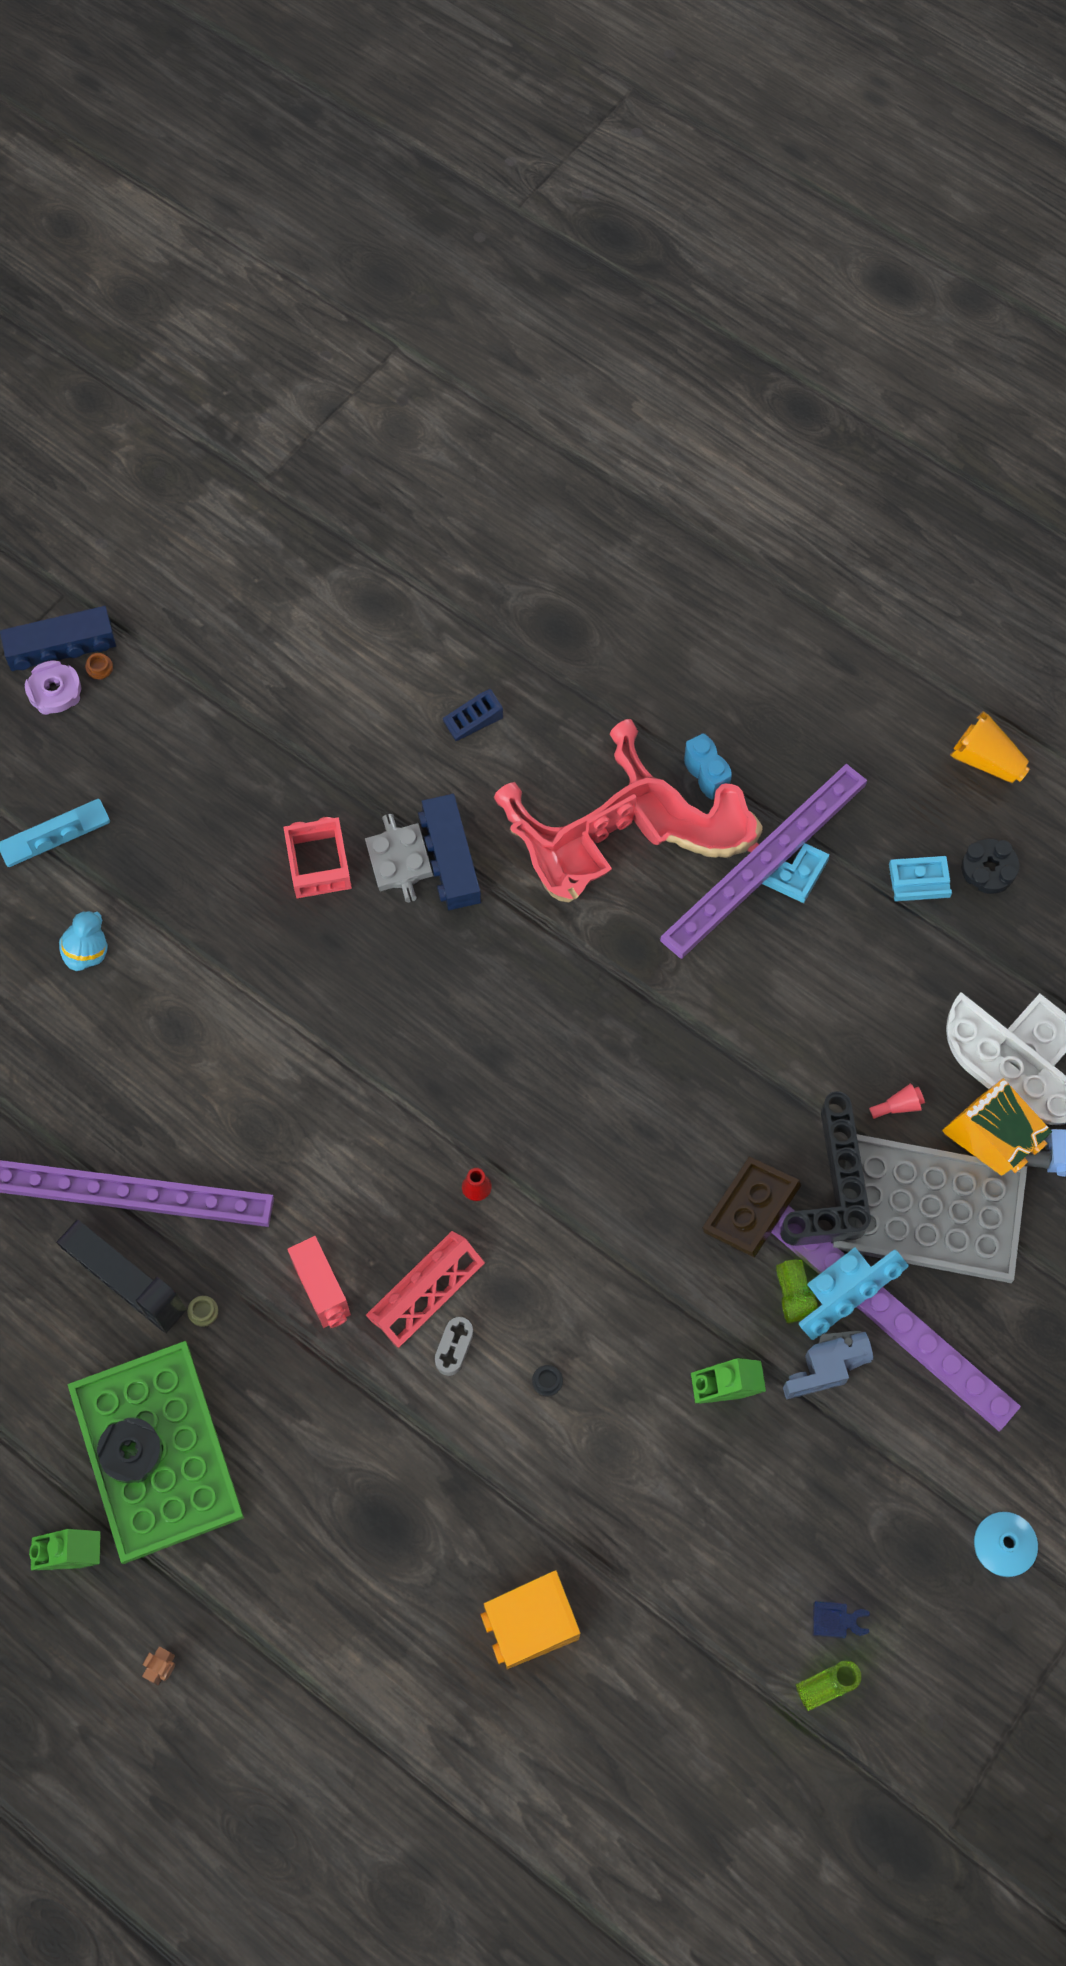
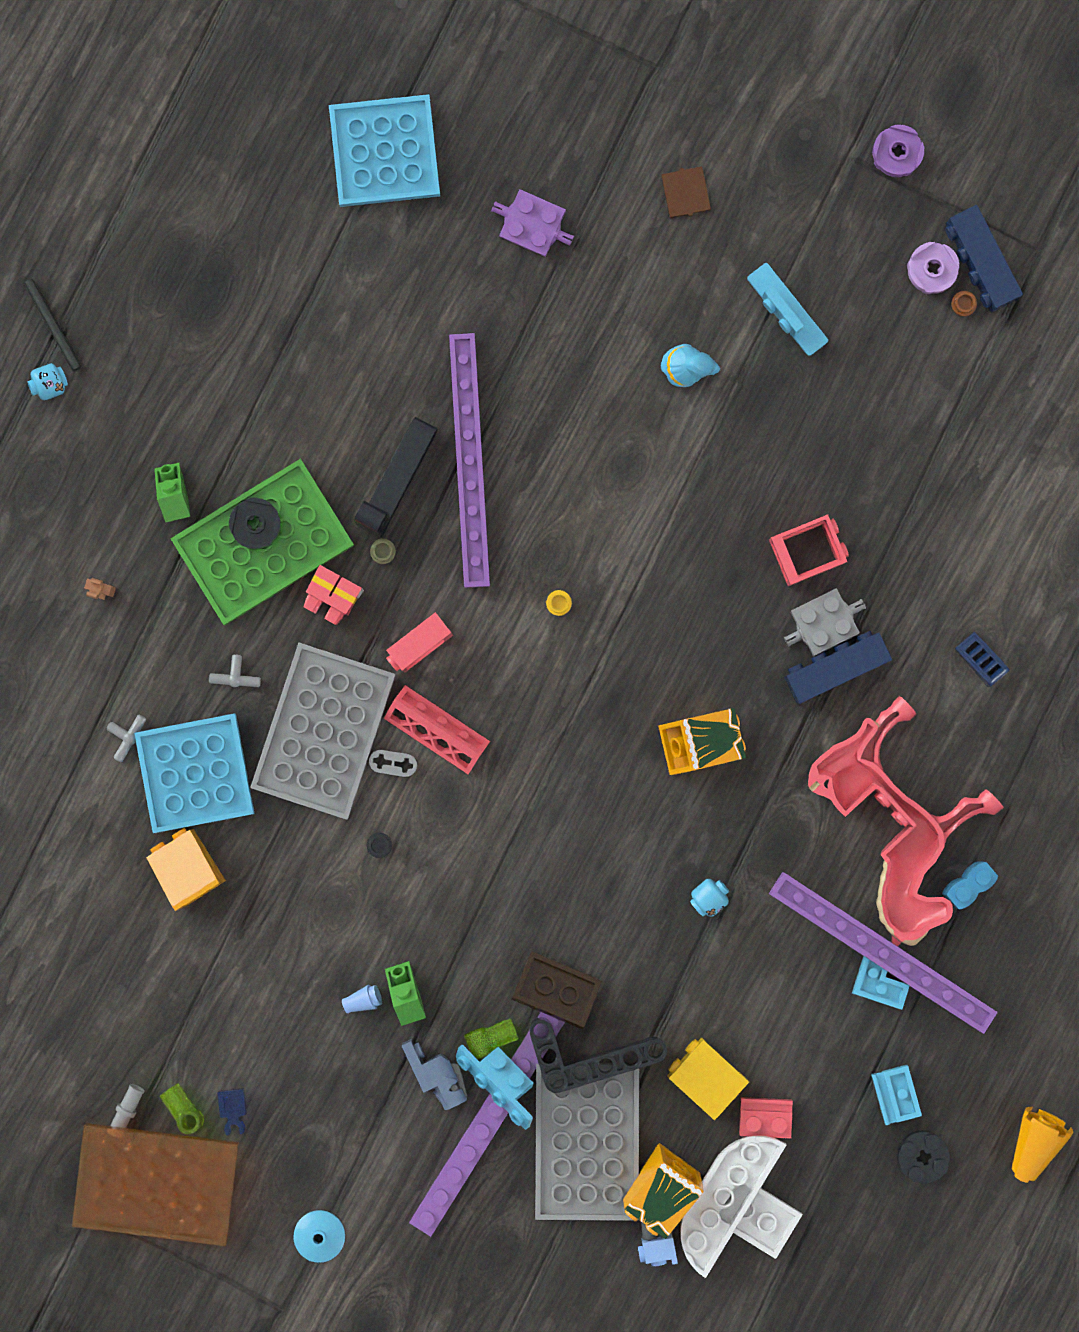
camera: 80 degrees right, 20 degrees up
(232, 1390) = (341, 600): none -> coral hips
(311, 1125) = (558, 603): none -> yellow plate
(311, 1517) = (234, 678): none -> light grey piece
(353, 1667) = (127, 736): none -> light grey piece
(398, 1421) = (323, 731): none -> light grey plate
(415, 1590) = (194, 773): none -> medium azure plate
(476, 1190) = (532, 762): red cone -> none
(500, 1002) = (702, 741): none -> slope
(675, 1025) = (710, 897): none -> medium azure head
(728, 1434) = (364, 999): none -> light blue cone
(820, 1761) = (127, 1107): none -> light grey pin
(875, 1063) = (707, 1078): none -> yellow panel
(906, 1100) = (678, 1106): coral cone -> none
(918, 1739) = (155, 1184): none -> clear orange plate
(927, 1015) = (765, 1117): none -> coral plate

